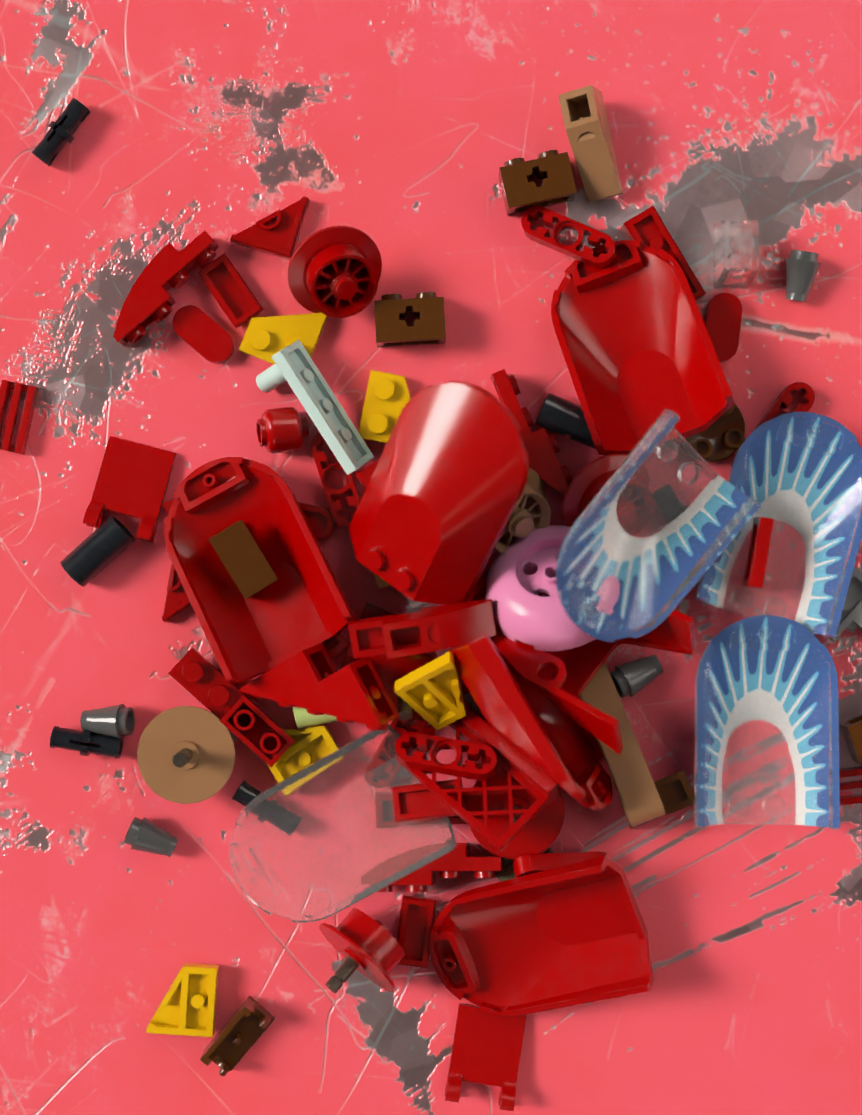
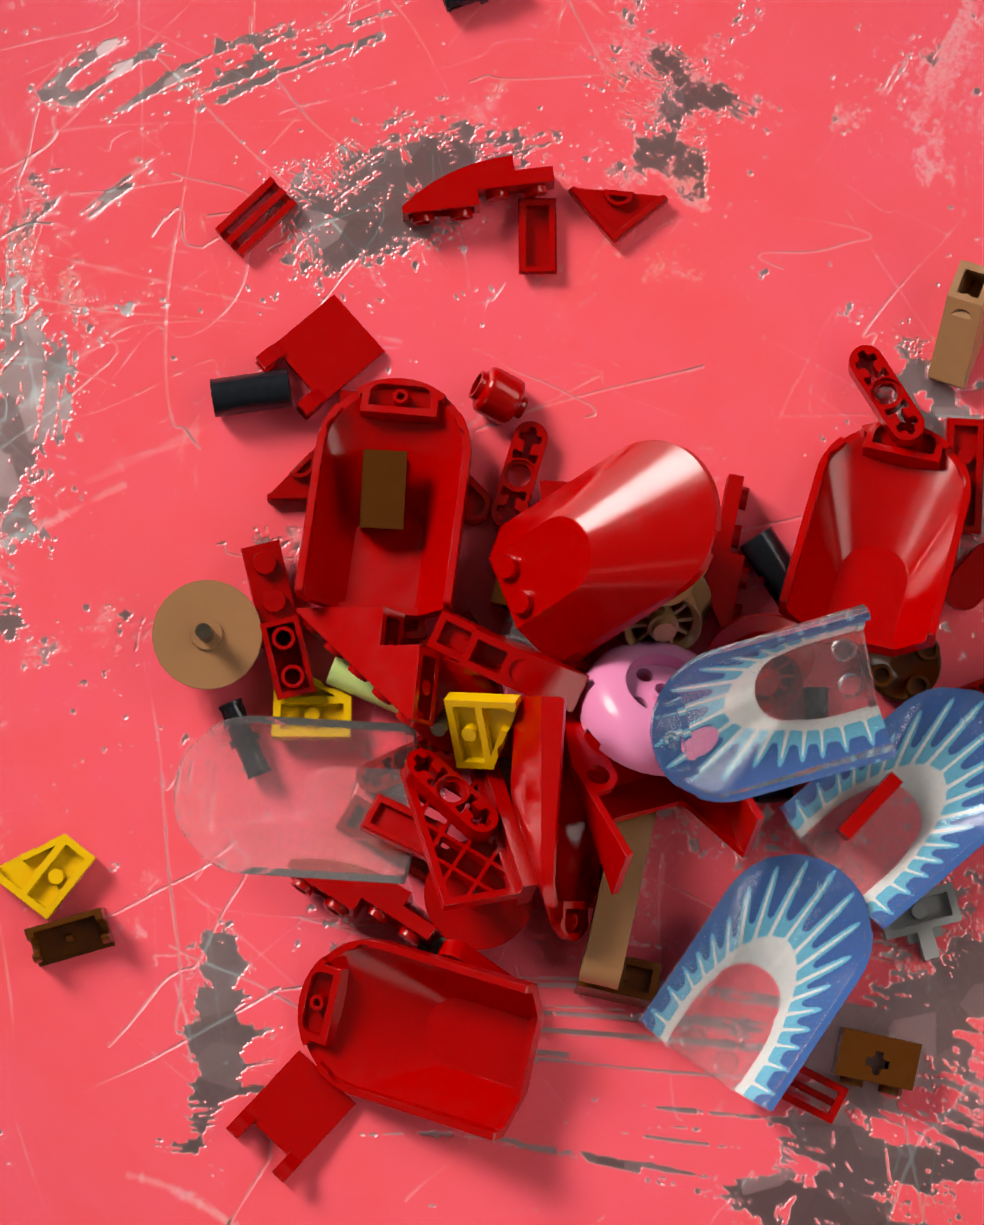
camera: 35 degrees right, 5 degrees down
(65, 739) = (137, 582): black pin -> none
(109, 721) = (154, 558): dark grey cone -> none
(149, 837) = (116, 692): dark grey cone -> none
(203, 334) = (485, 259): red tile -> none
(273, 333) = (557, 314): yellow wing -> none
(320, 403) = (551, 393): light aqua piece -> none
(335, 271) = (647, 283): red piece -> none
(366, 947) = (248, 928): red piece -> none
(382, 405) = (608, 433): yellow wing -> none
(395, 332) = (665, 376): reddish brown brick -> none
(415, 929) = (303, 949): red tile -> none
(521, 194) = (911, 323): reddish brown brick -> none
(635, 675) = (676, 847): dark grey cone -> none

